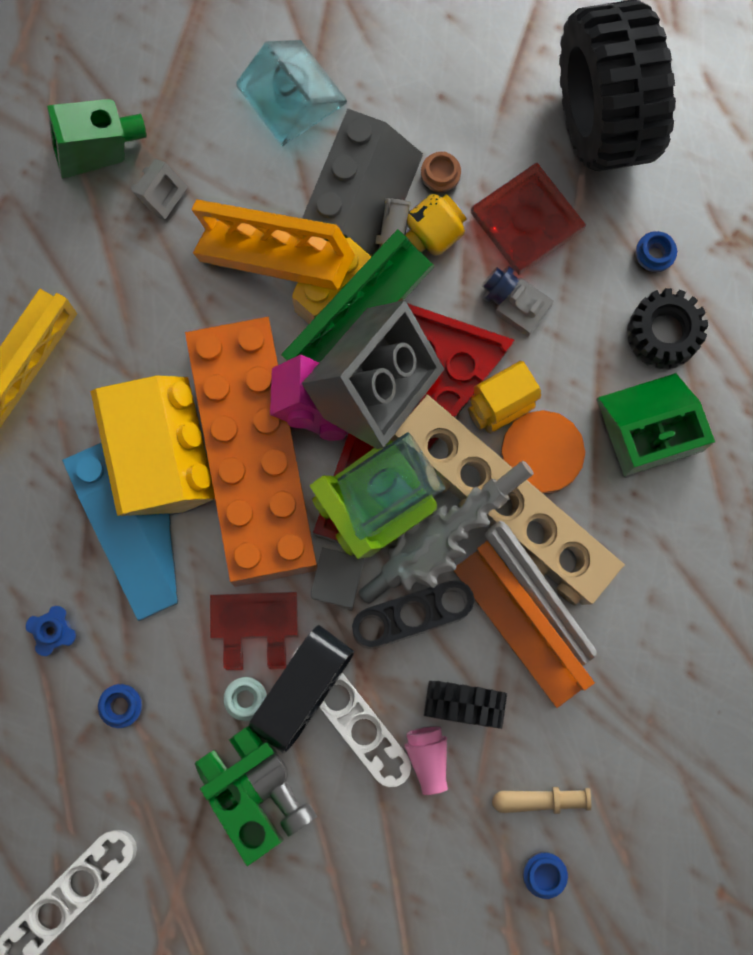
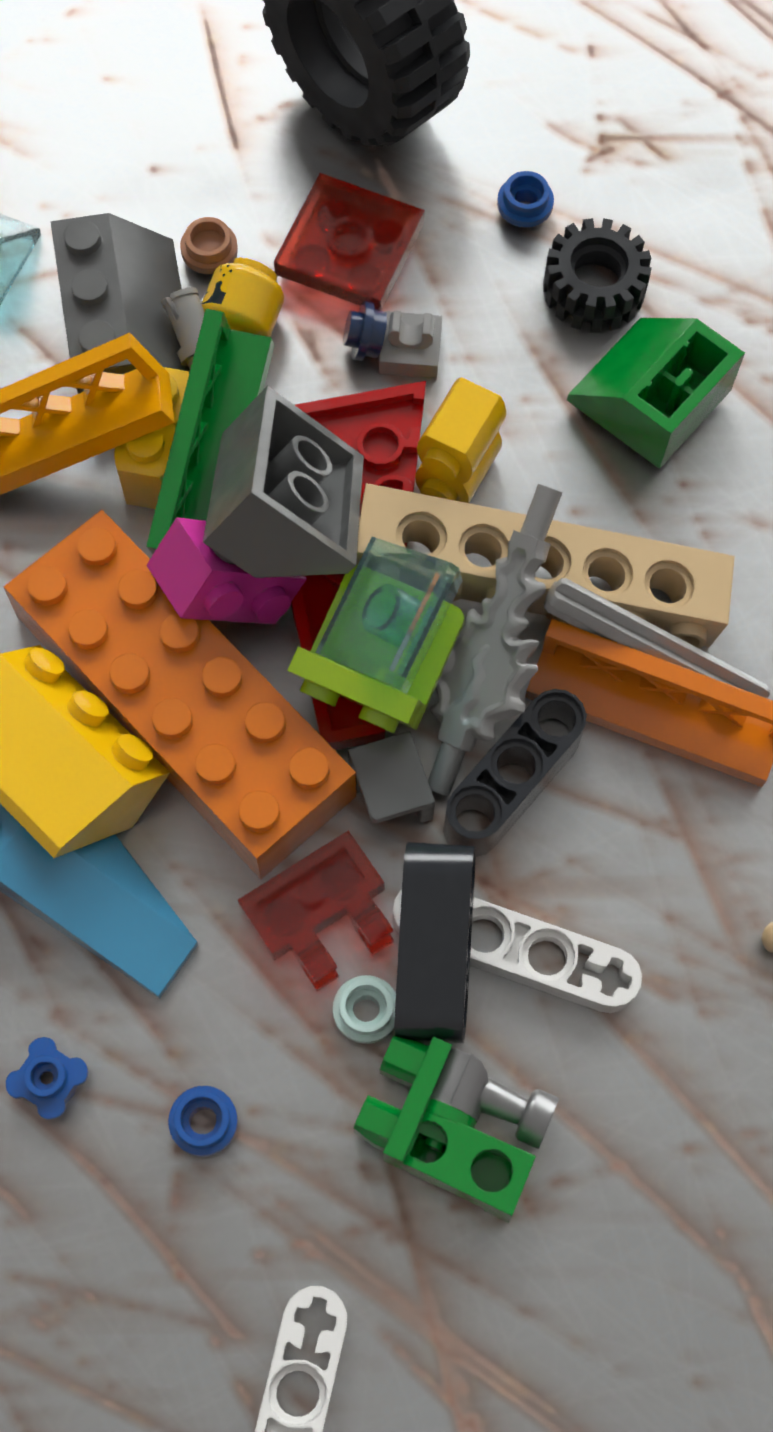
camera: 30 degrees left, 10 degrees down
(429, 758) = (648, 934): bright pink cone -> none
(465, 704) = (655, 836): black tyre -> none
(548, 446) = (552, 464): orange tile -> none

